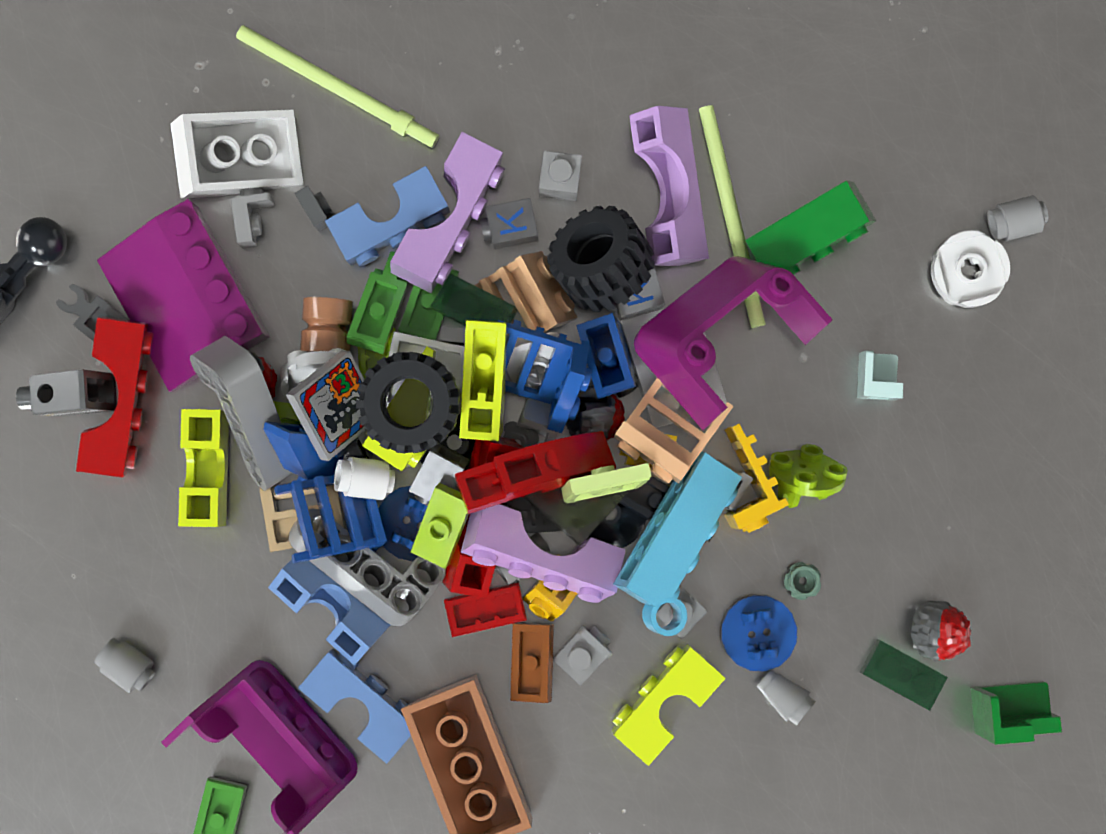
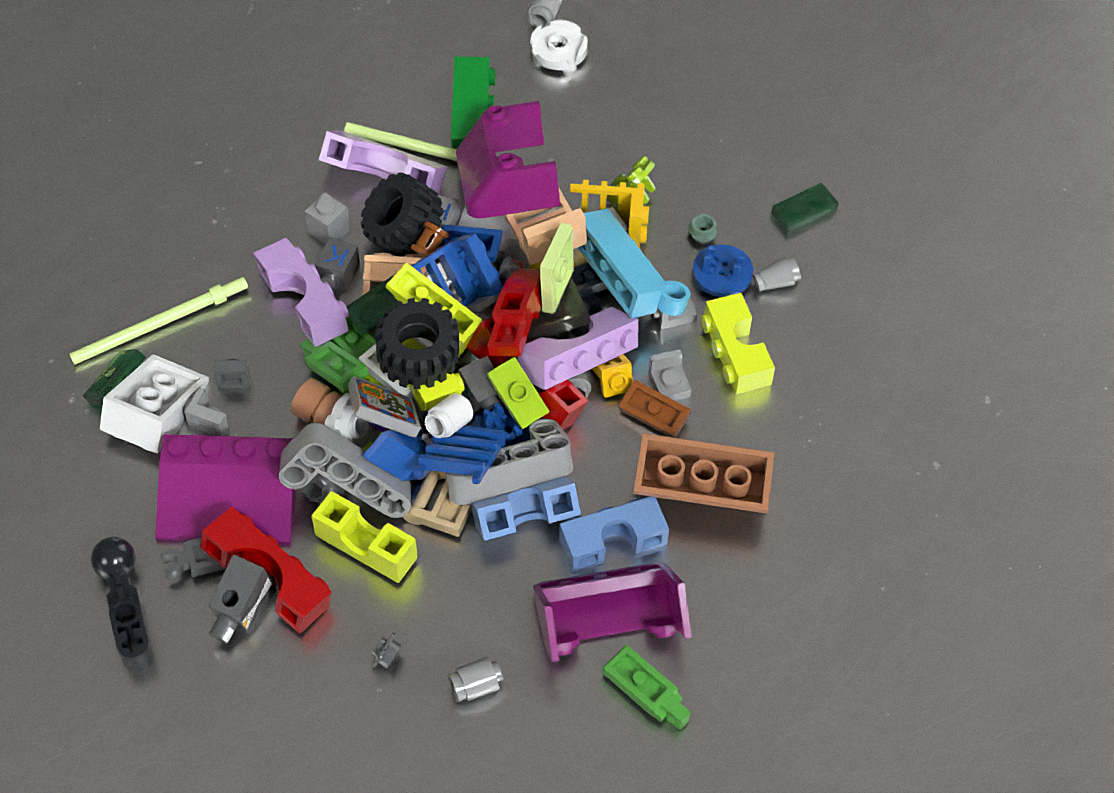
camera: 55 degrees left, 30 degrees down
(104, 563) = (385, 651): none -> dark grey plate
(239, 93) = (117, 370): none -> clear green plate
(419, 207) = (274, 355): medium blue arch -> none
(473, 614) = (596, 420): red plate -> none
(575, 316) = (430, 229): none -> dark orange bush
(878, 376) = (592, 125): light aqua panel -> none
(940, 631) = (787, 166): piece -> none
(1013, 712) = (865, 159): green panel -> none

